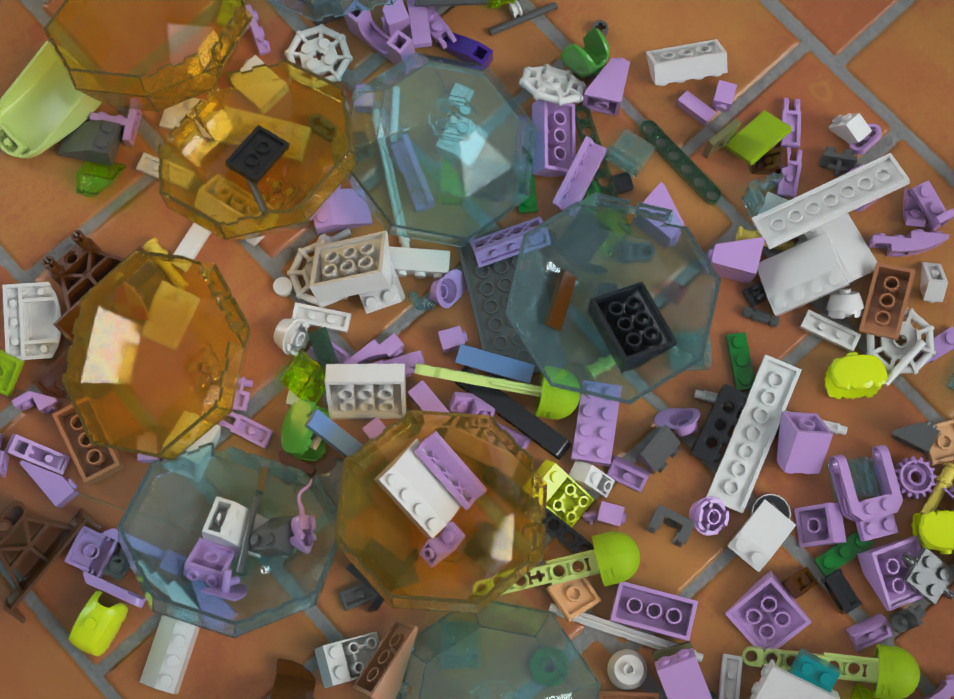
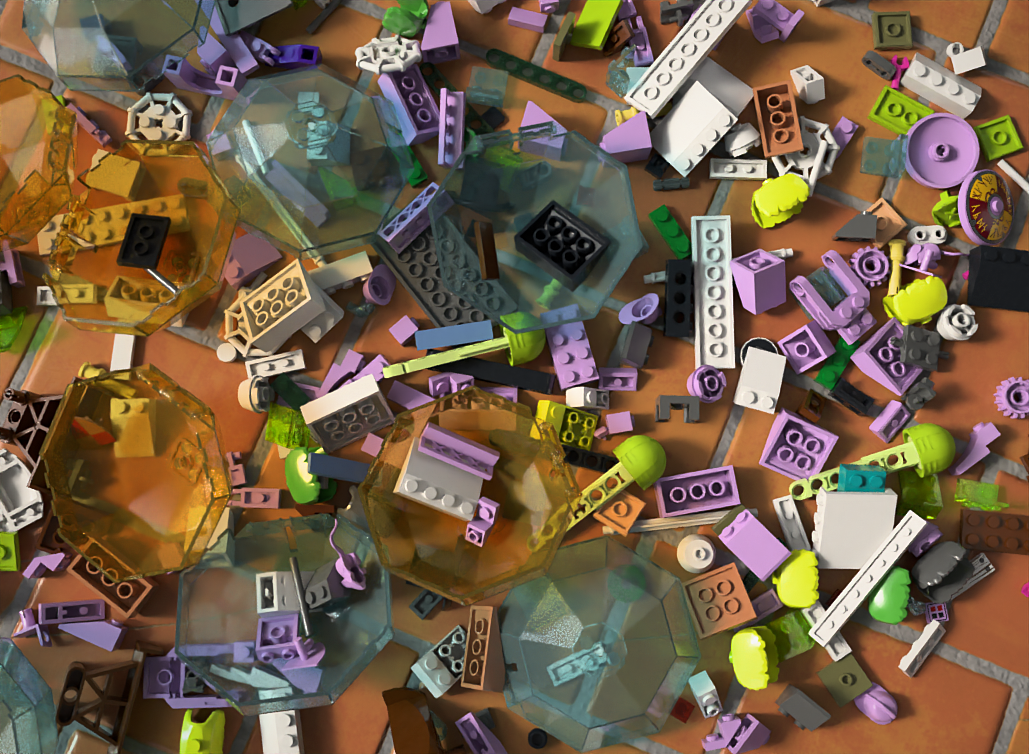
camera: 25 degrees left, 5 degrees up
(915, 242) = (776, 56): lavender slope -> none

